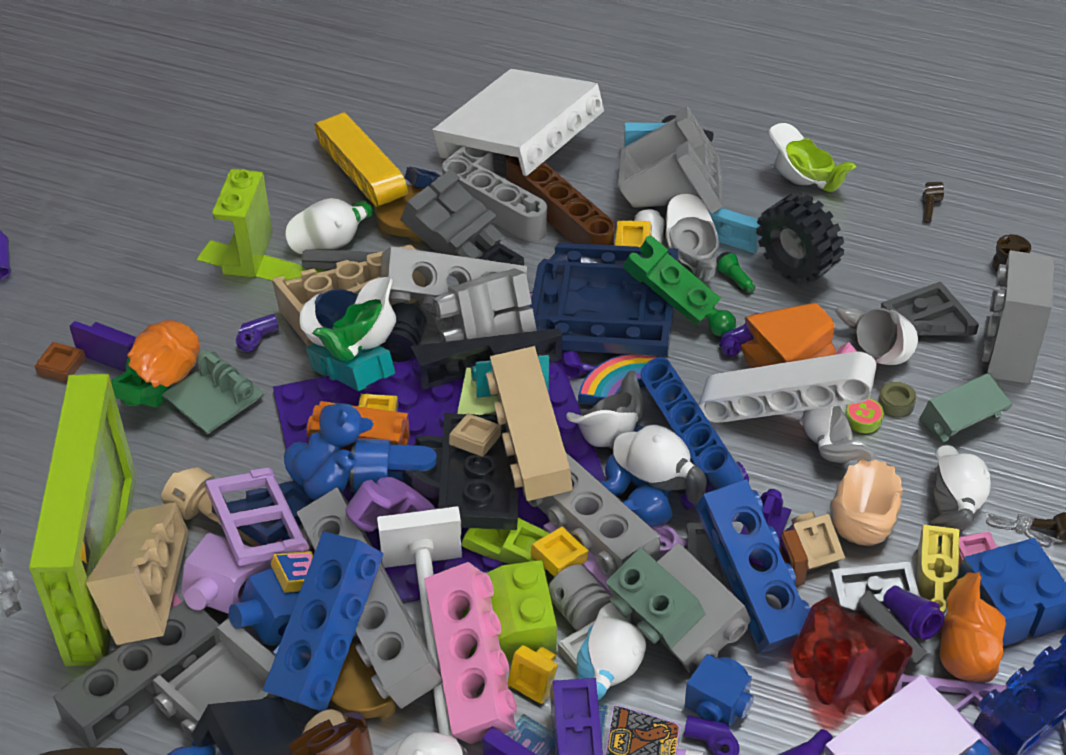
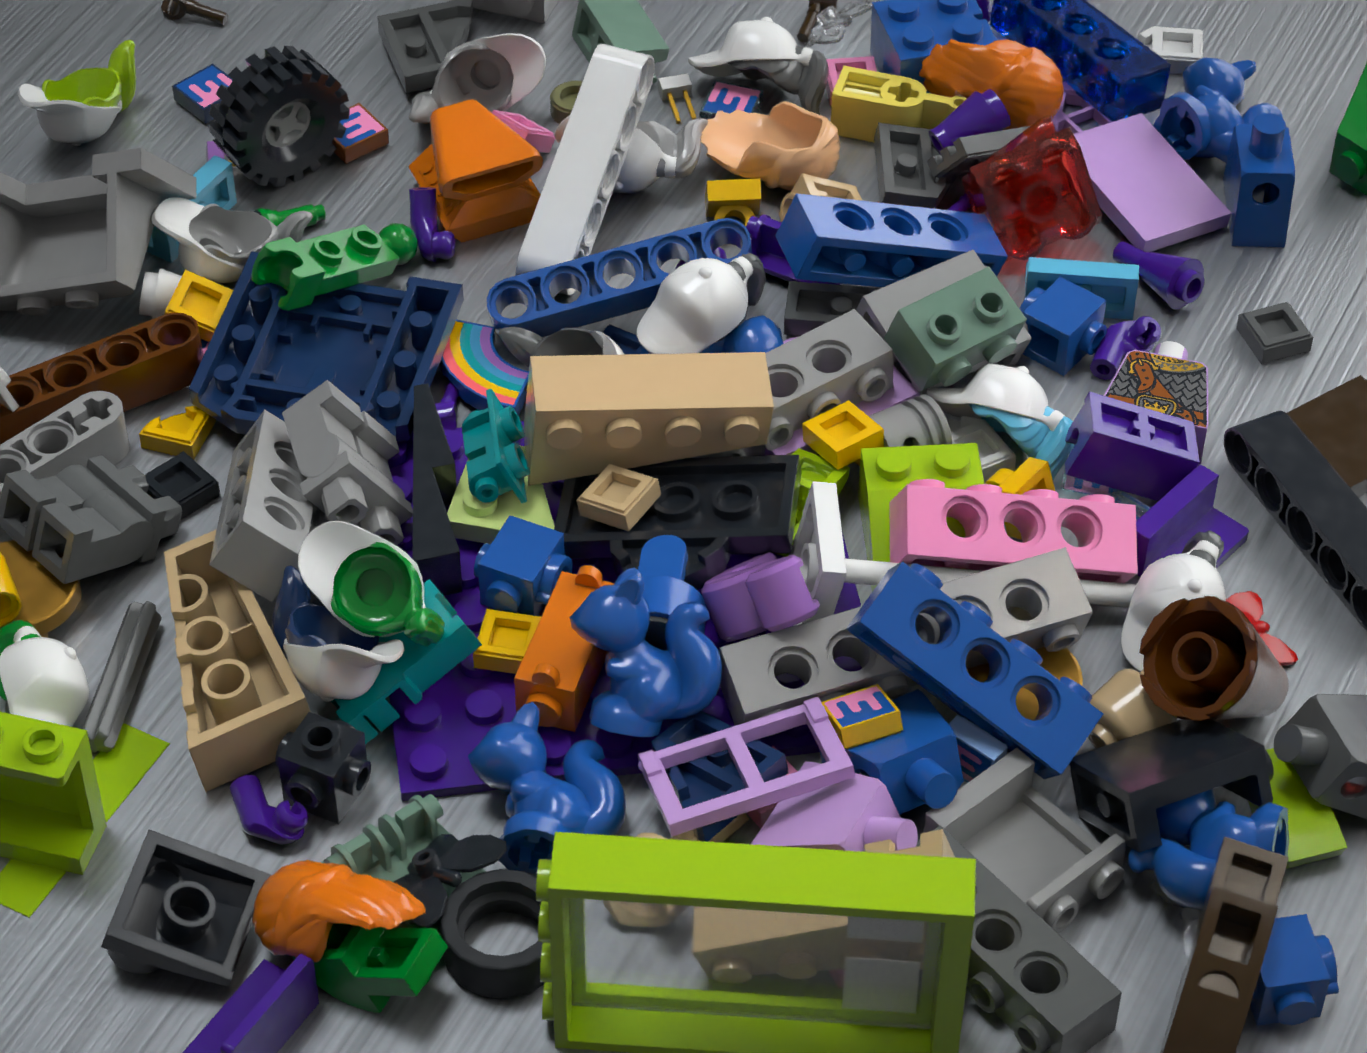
camera: 85 degrees left, 0 degrees up
(169, 457) = (486, 973): none -> black tyre
(179, 297) = (183, 911): none -> black slope
(205, 405) = (443, 863): none -> black piece
(244, 444) = (539, 805): none -> blue animal
(277, 344) = (323, 766): none -> black brick
(425, 403) = (521, 567): none -> blue brick
(540, 250) = (178, 433): none -> yellow tile
(776, 707) = (1109, 281): none -> medium azure panel
(806, 488) = (733, 198): none -> yellow tile
(830, 292) = (362, 134): none -> tile
(851, 221) = (199, 91): none -> tile
(918, 483) = (730, 97): none -> tile
(930, 447) = (676, 87): none -> white piece

